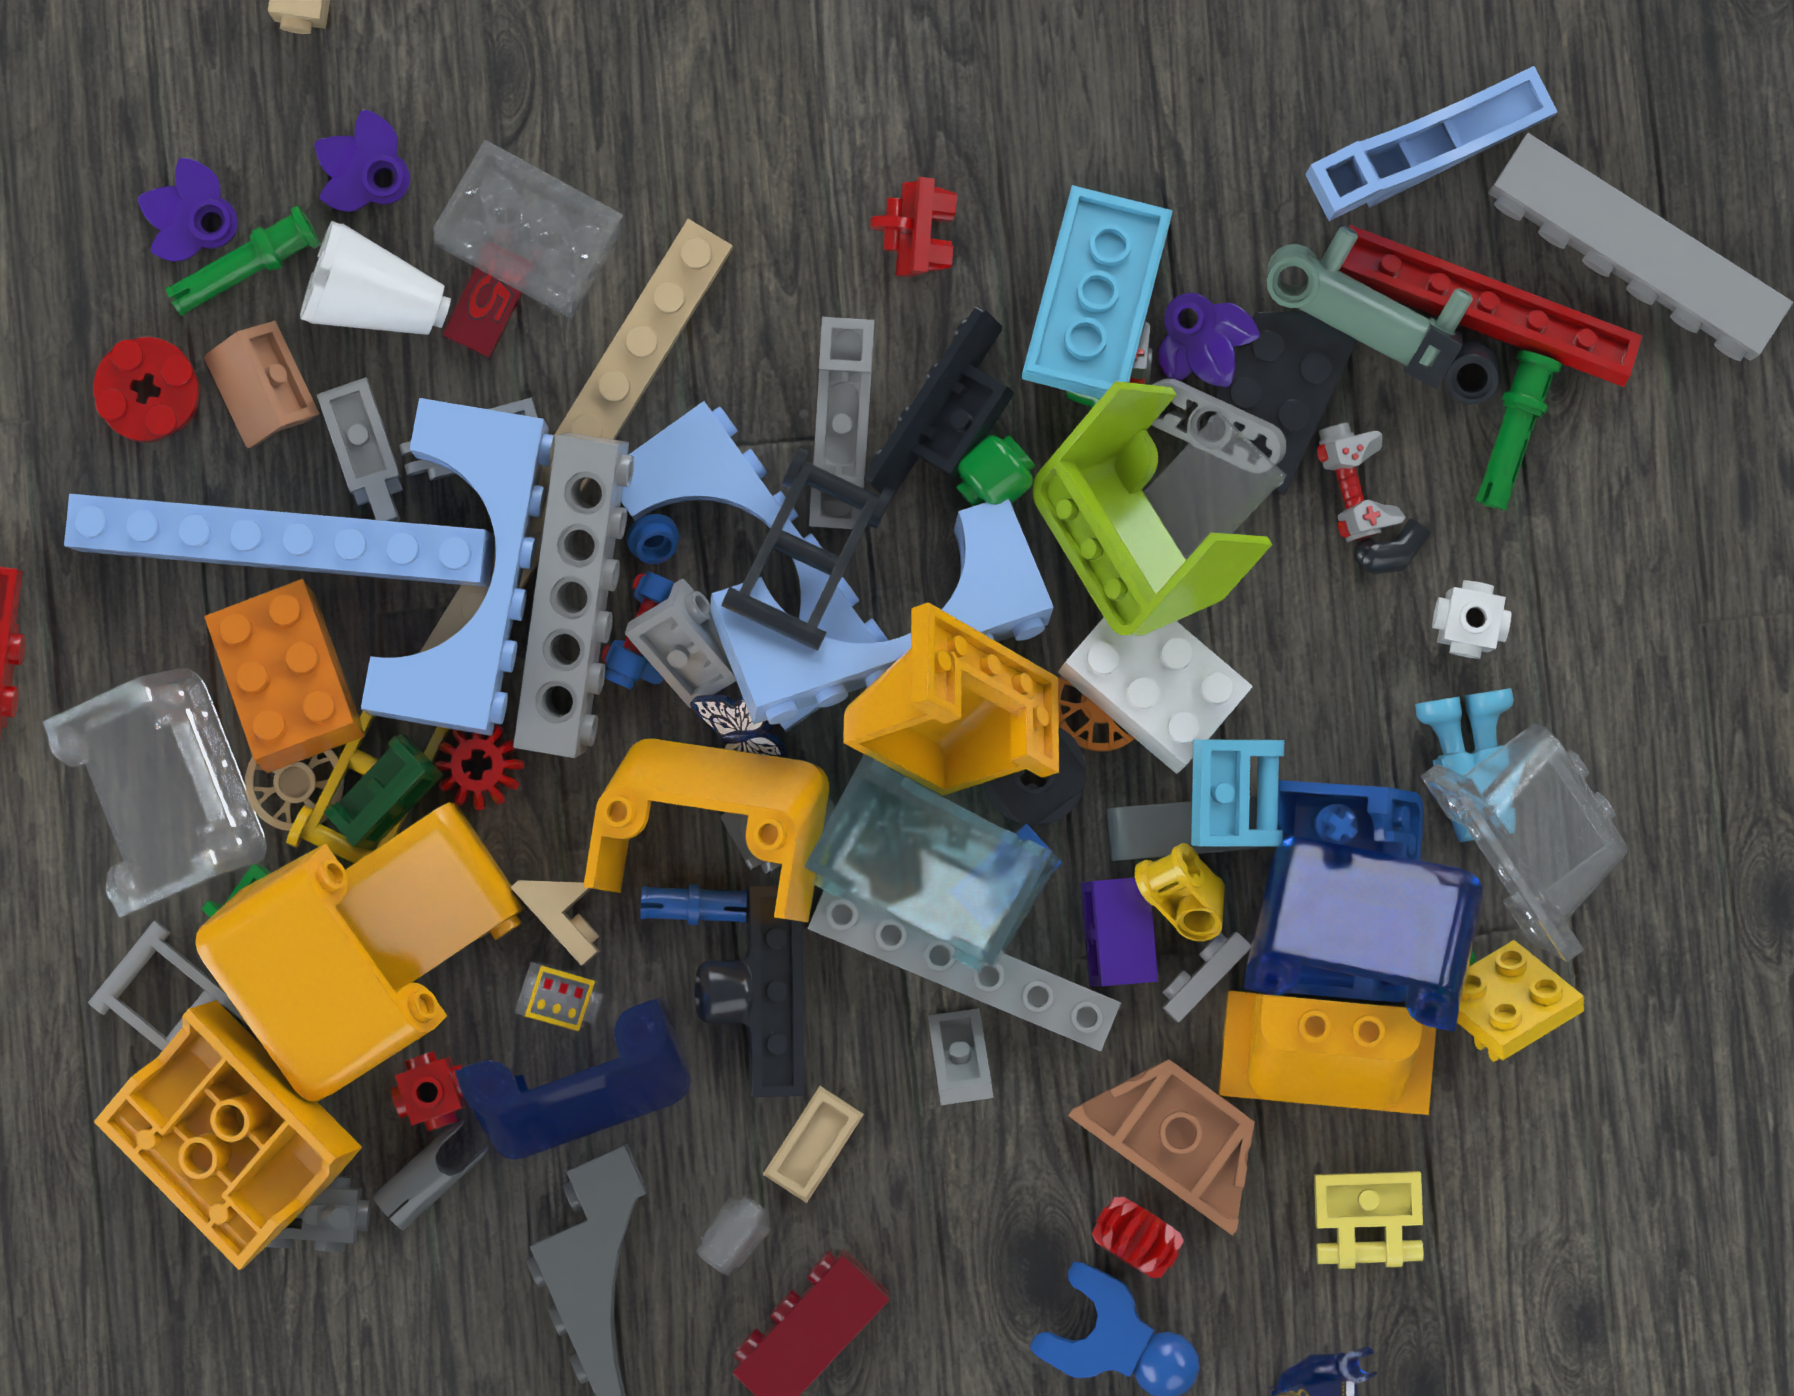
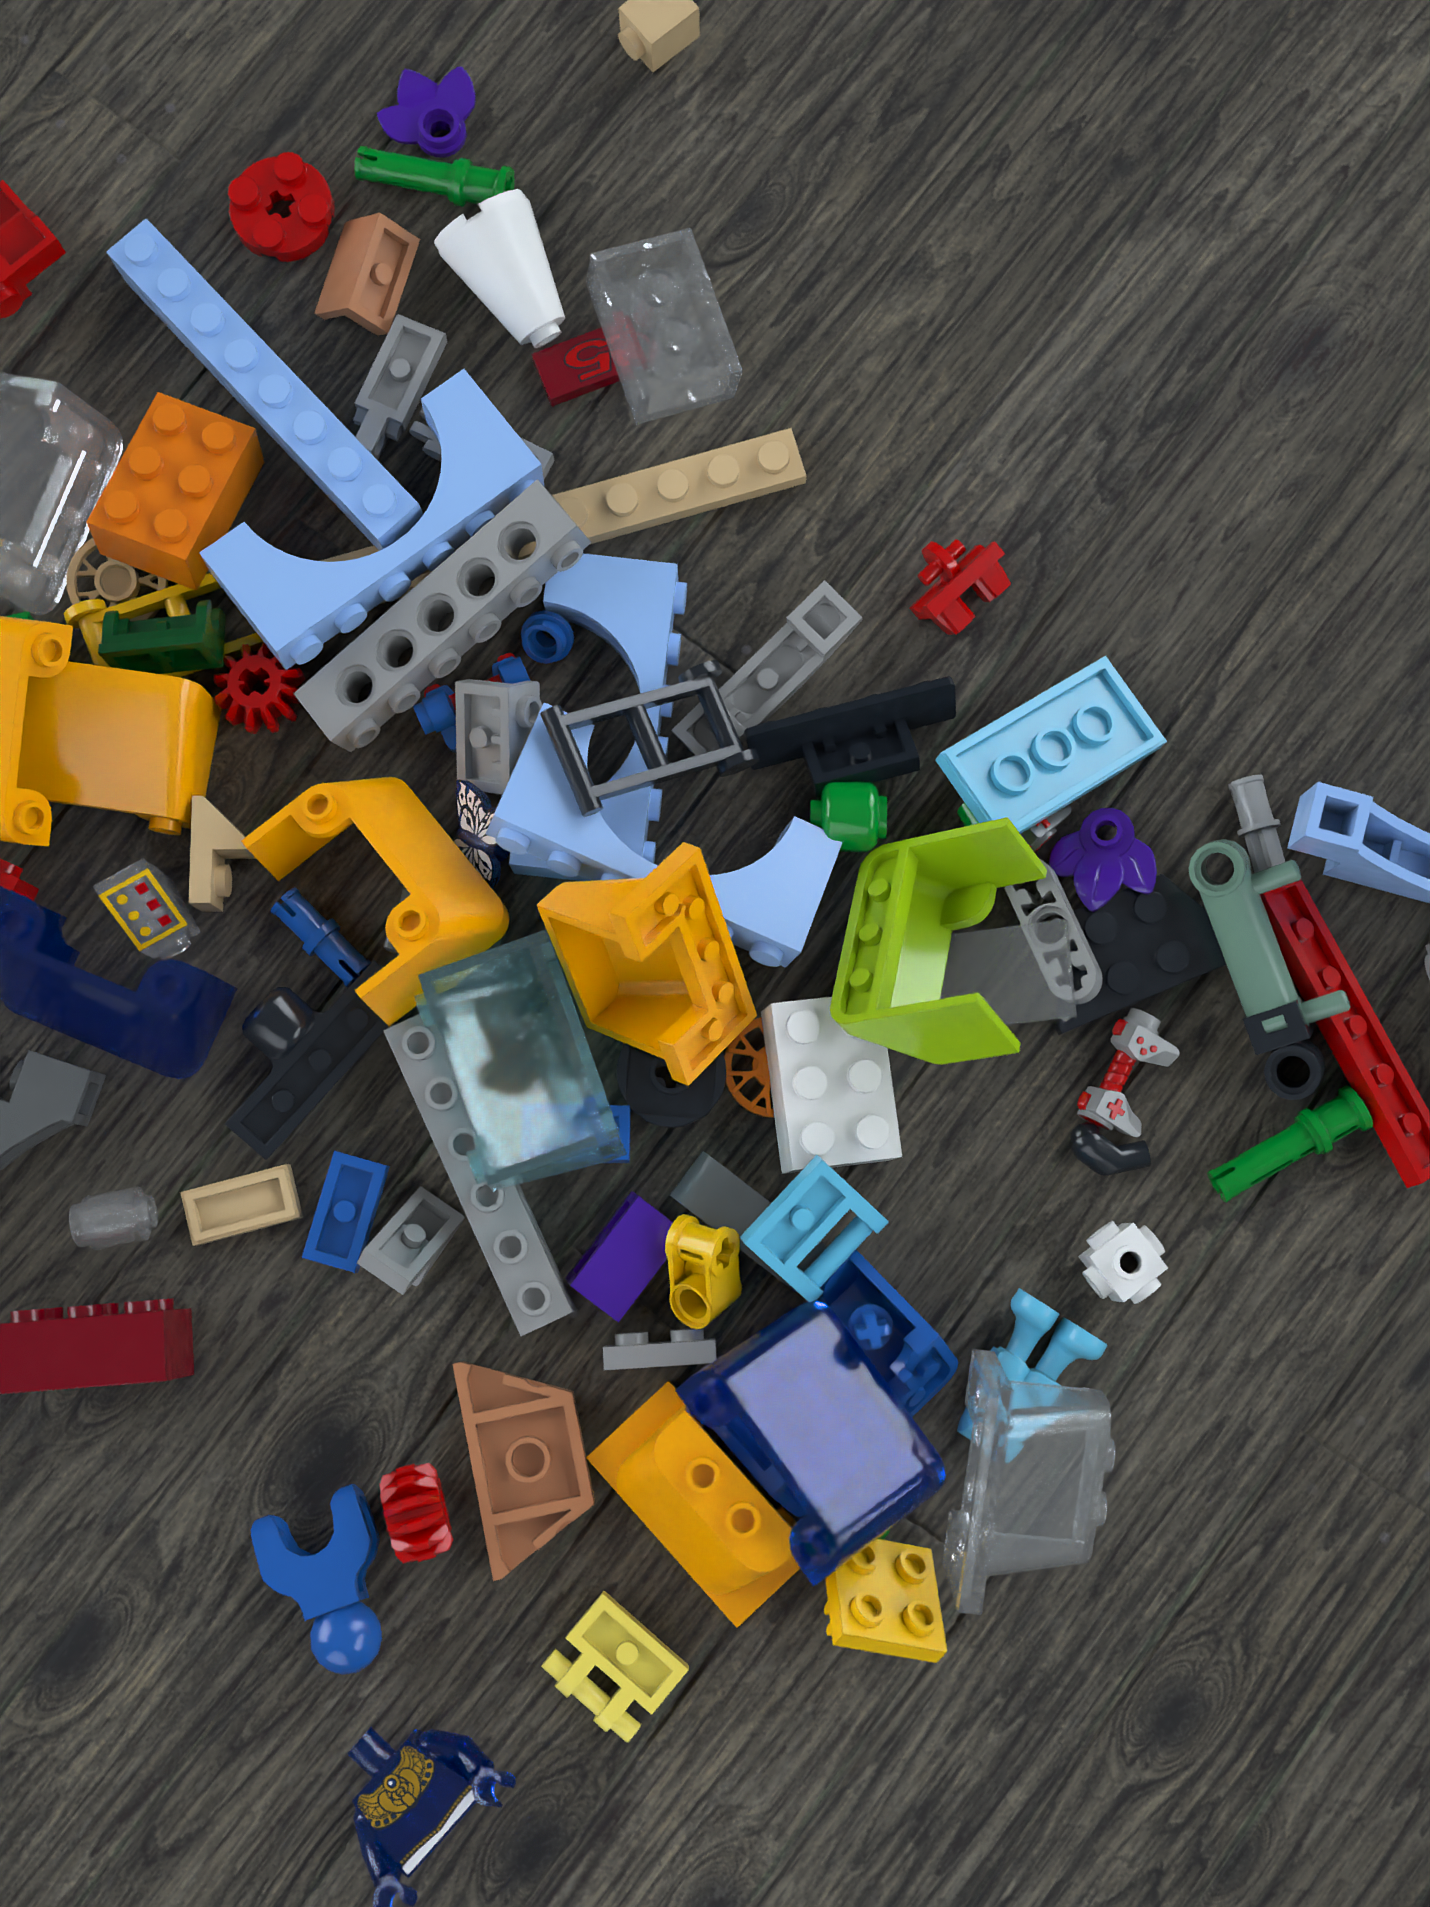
camera: 45 degrees right, 5 degrees down
(357, 162) = (585, 183): dark purple plate -> none
(893, 1080) = (345, 1211): none -> blue plate
(1292, 214) = (1257, 822): none -> light grey axle

